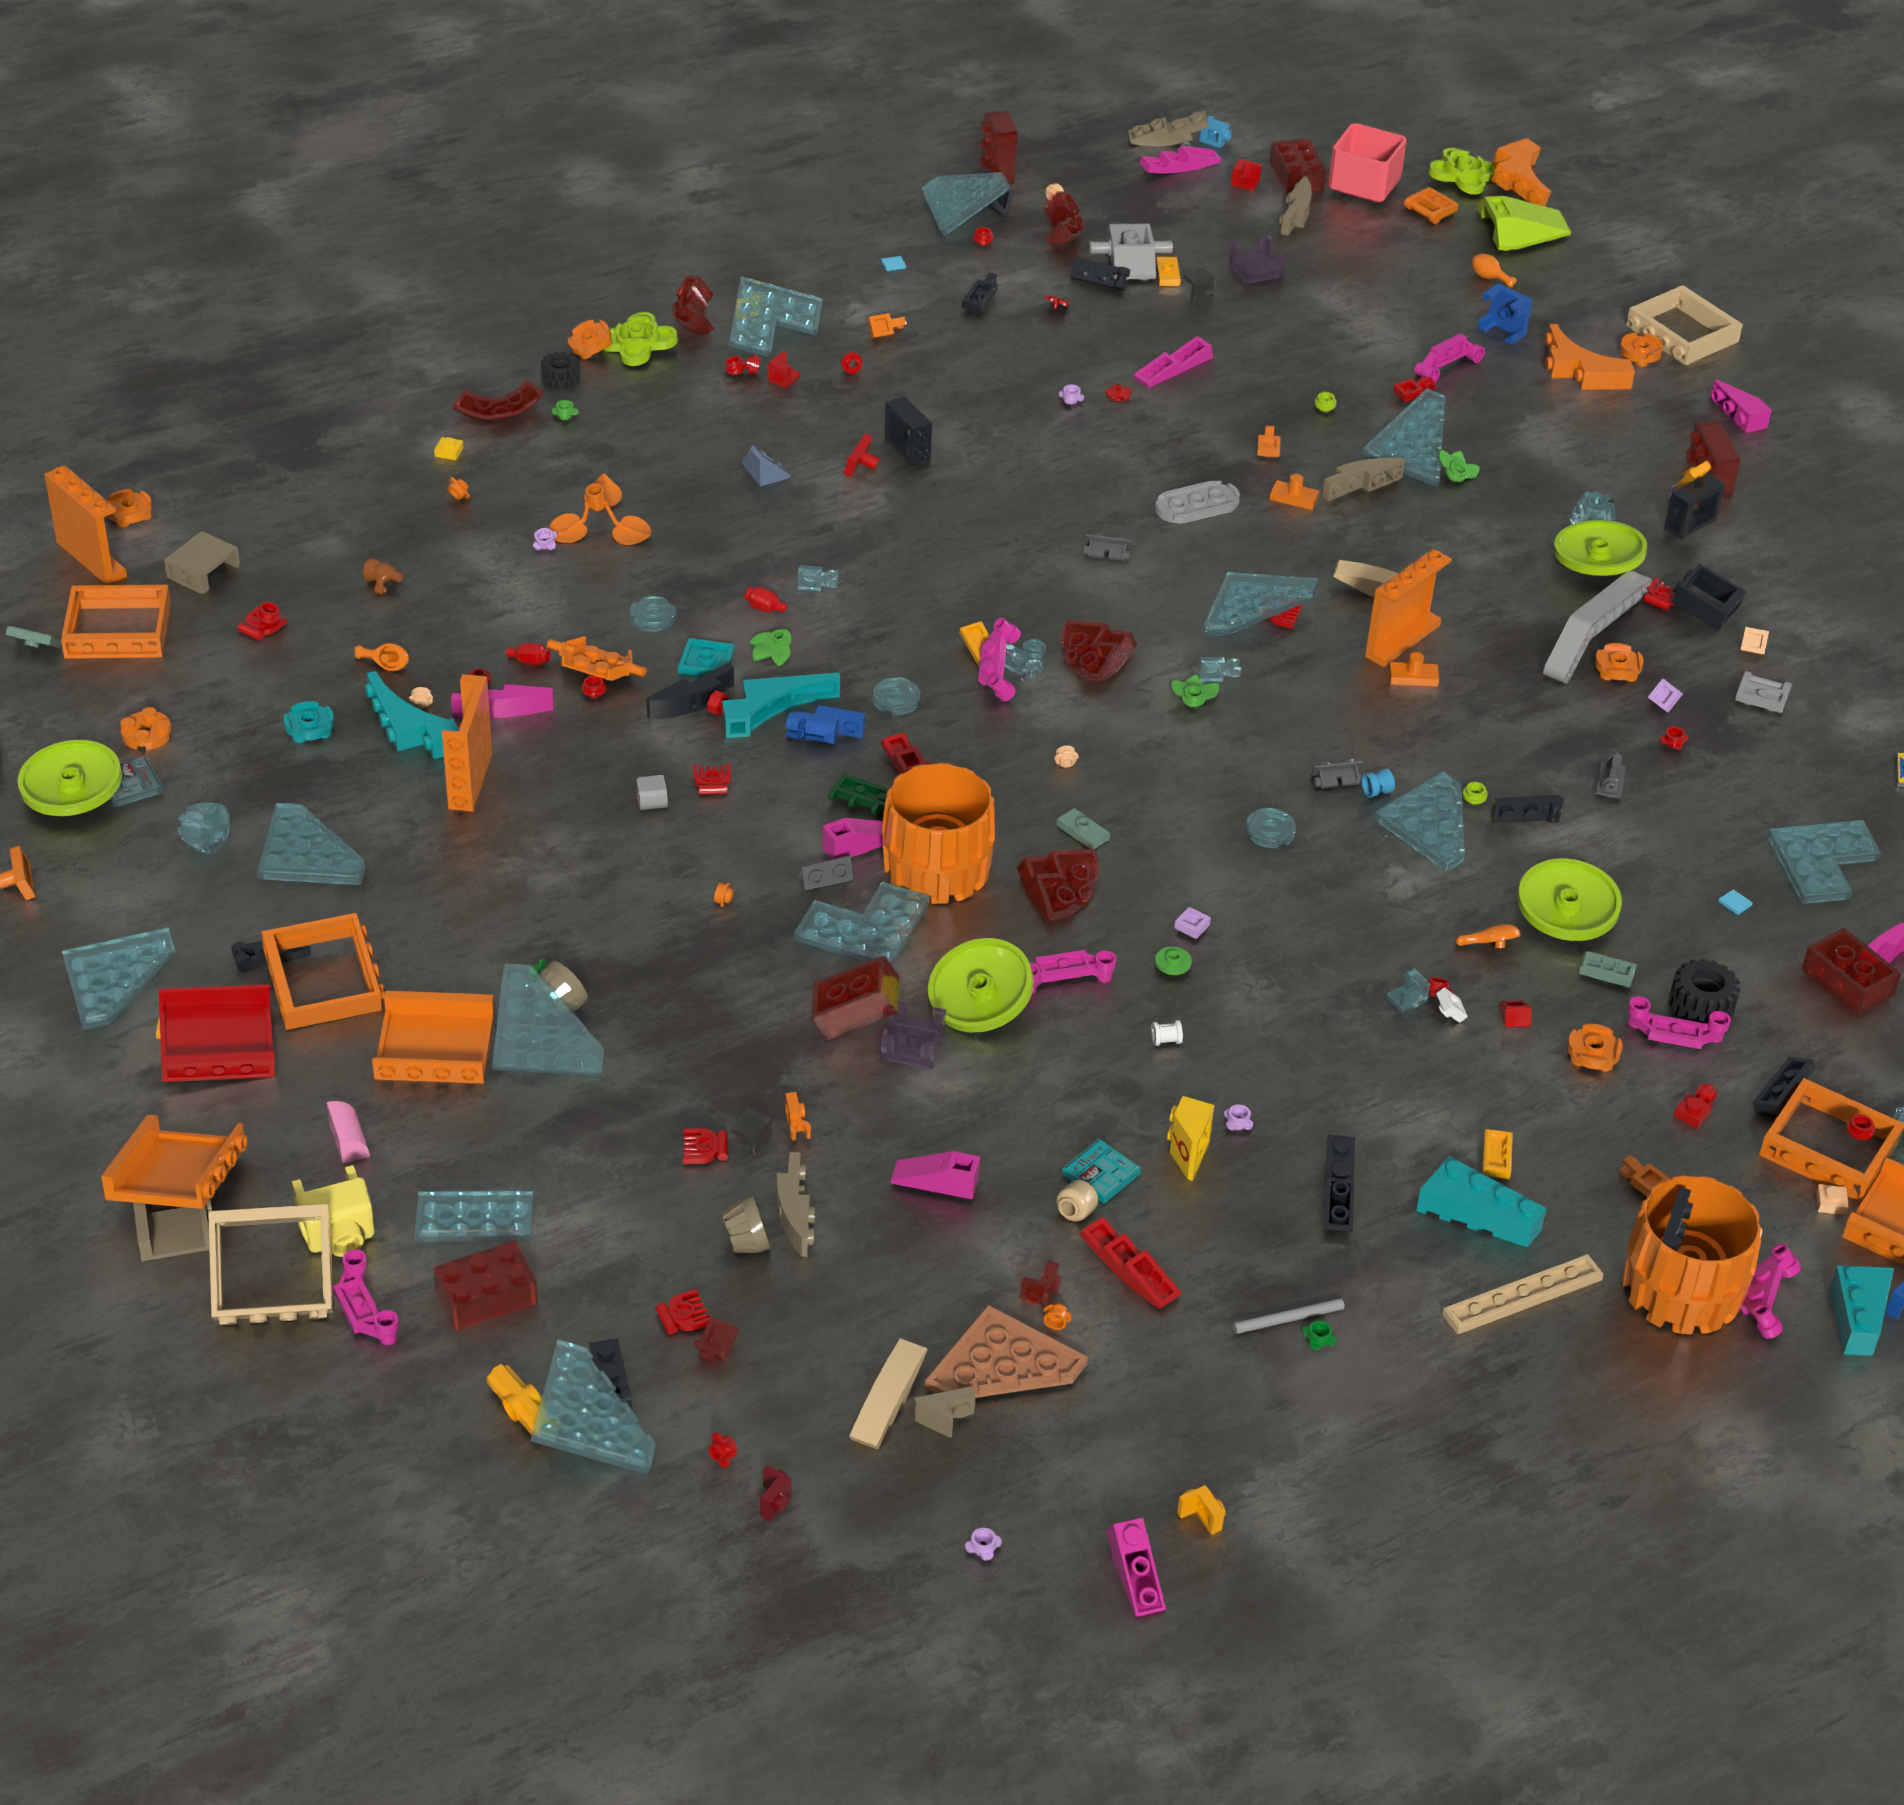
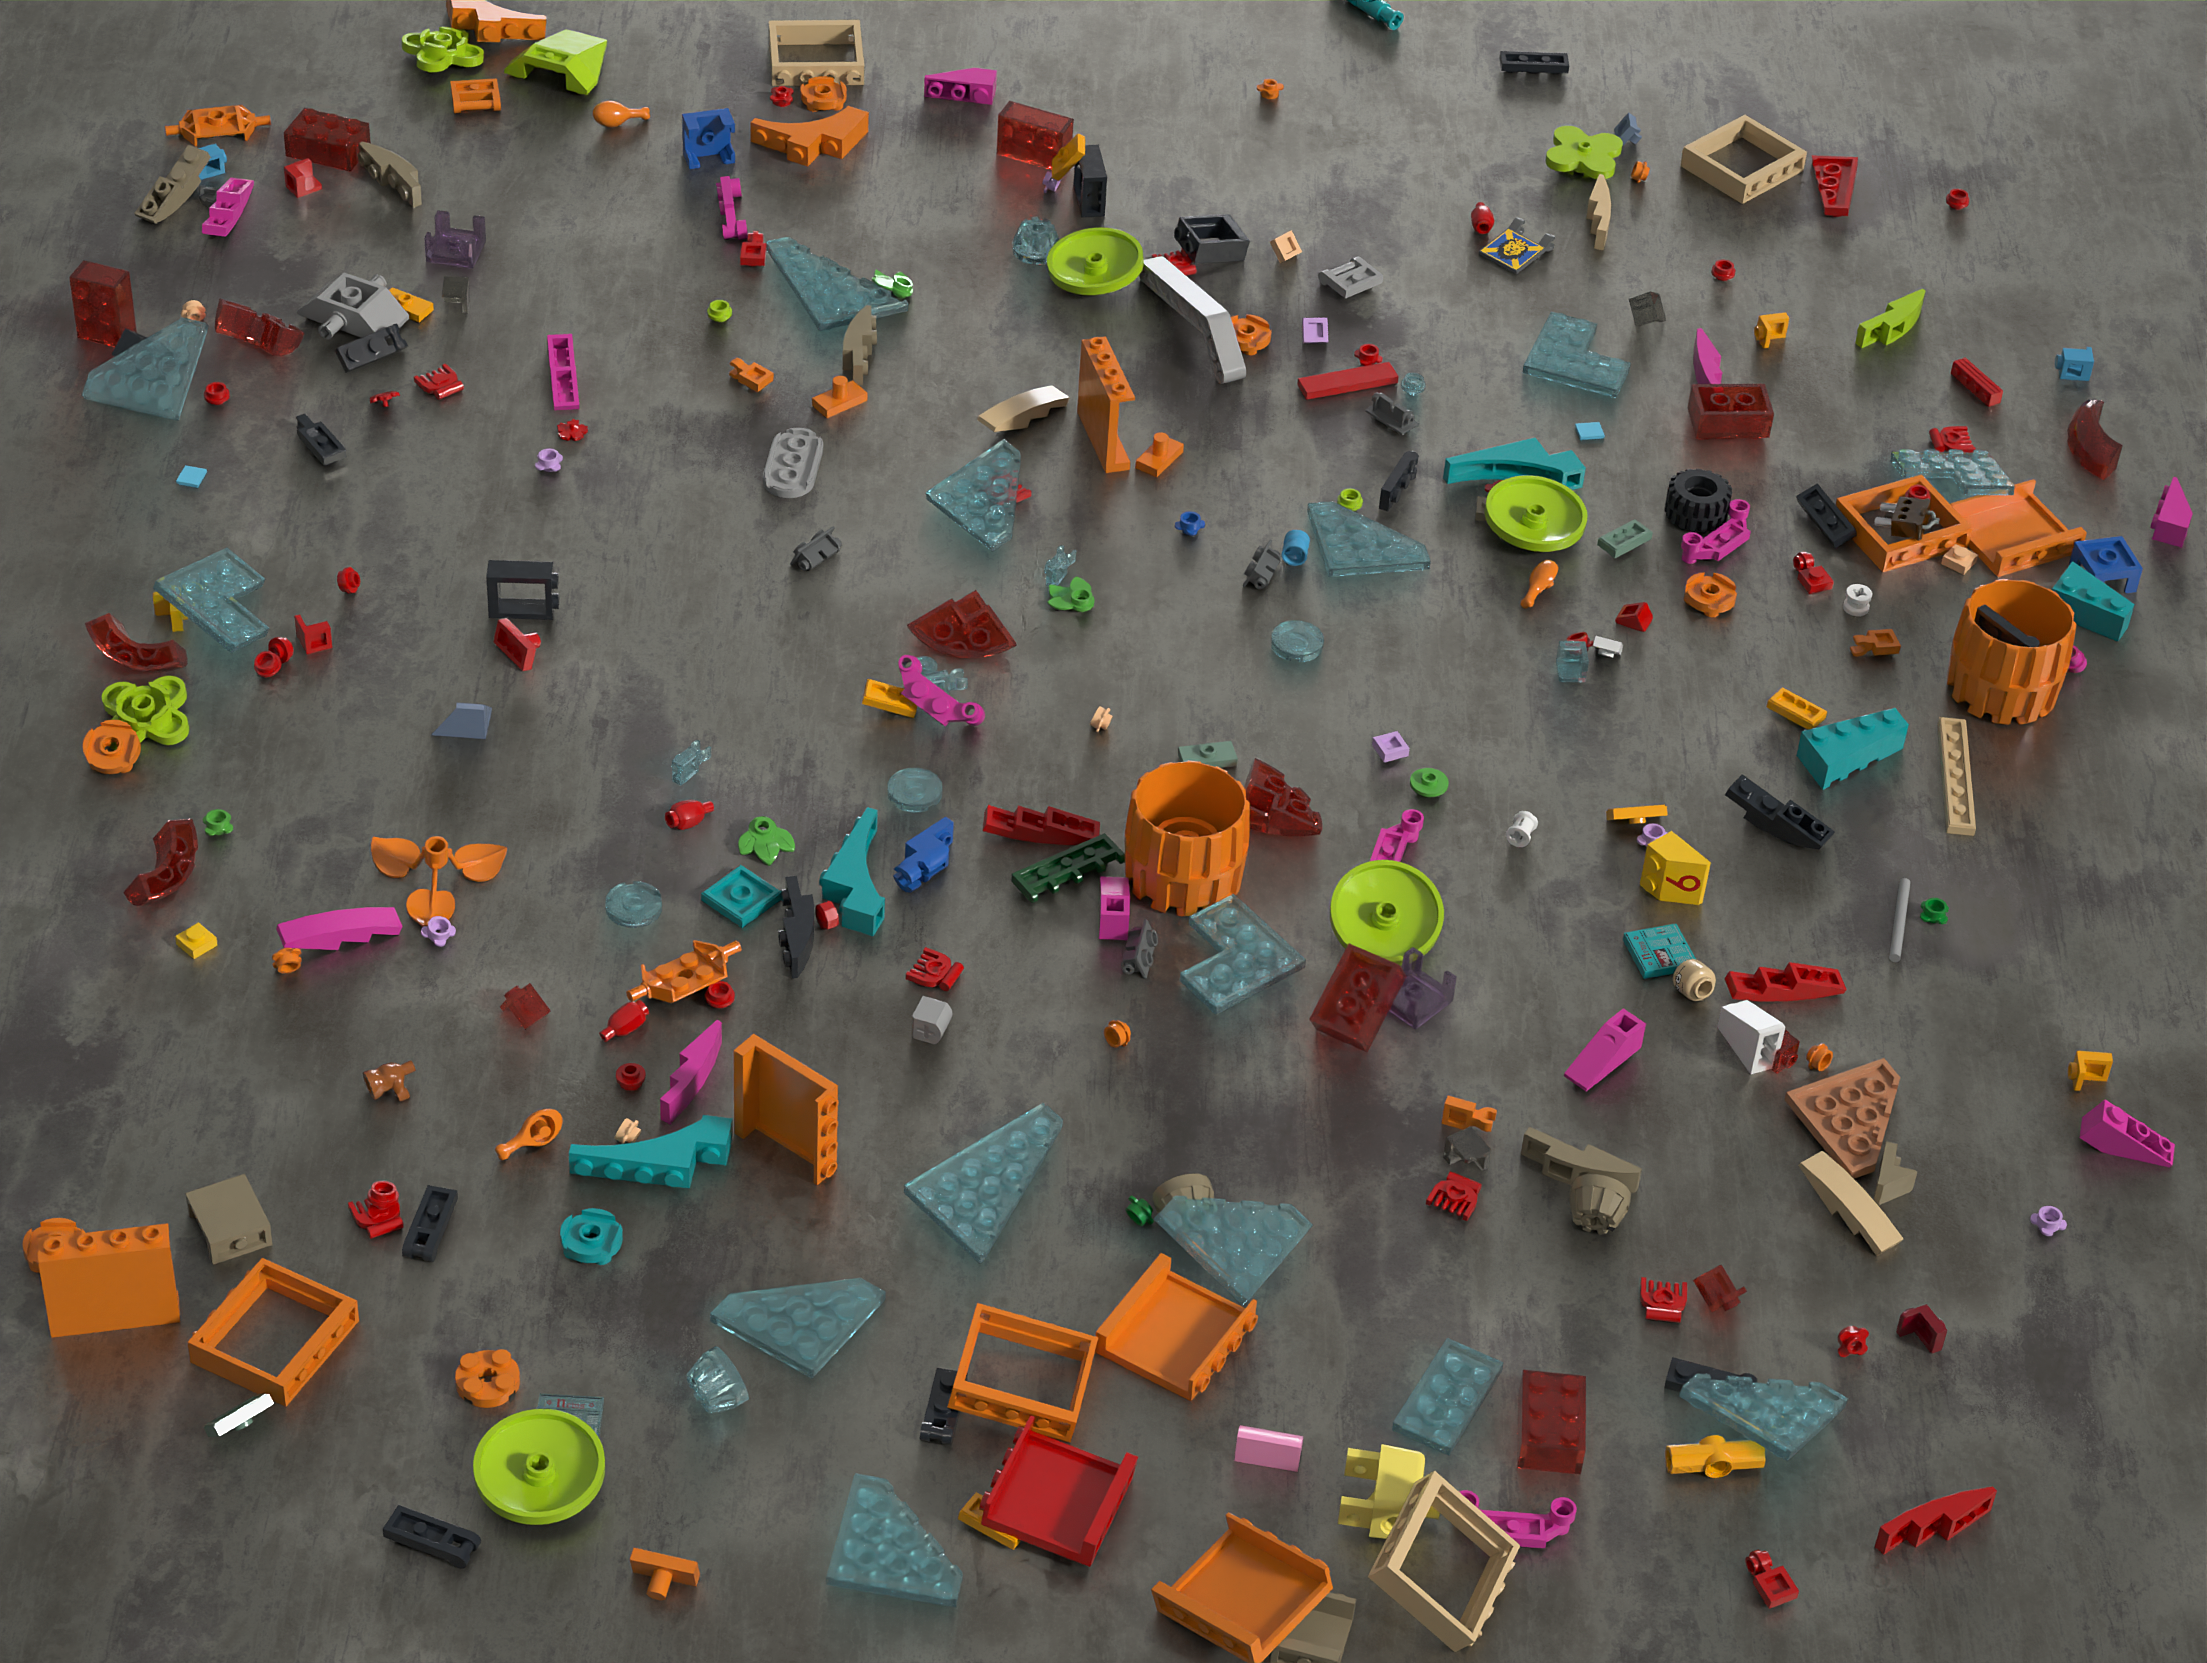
camera: 60 degrees left, 0 degrees up
(265, 647) = (430, 1223): none -> black plate
(406, 1489) = (1772, 1584): none -> red plate
(504, 494) = (331, 928): none -> dark pink slope
(504, 604) = (525, 1005): none -> clear red bracket
(505, 882) = (983, 1183): none -> clear light blue wing
(559, 1580) = (1942, 1516): none -> red slope
(560, 369) = (145, 805): black tyre -> none
(883, 325) = (307, 530): orange plate -> none
(1032, 1251) = (1751, 1034): none -> white slope
(1103, 319) = (441, 384): none -> red piece
(1254, 1096) = (1636, 814): none -> light orange plate
(1265, 120) = (204, 123): none -> orange plate
(1347, 718) = (1190, 523): none -> blue plate
(1367, 162) = (392, 92): coral plate -> none
(1614, 332) = (781, 96): none -> red plate
(1629, 739) = (1347, 380): none -> red tile
(1632, 868) = (1513, 460): none -> teal arch
(1667, 775) = (1413, 383): none -> clear light blue plate
(1690, 1145) = (1857, 600): none -> white wheel
(1822, 1130) = (1907, 517): none -> dark brown piece

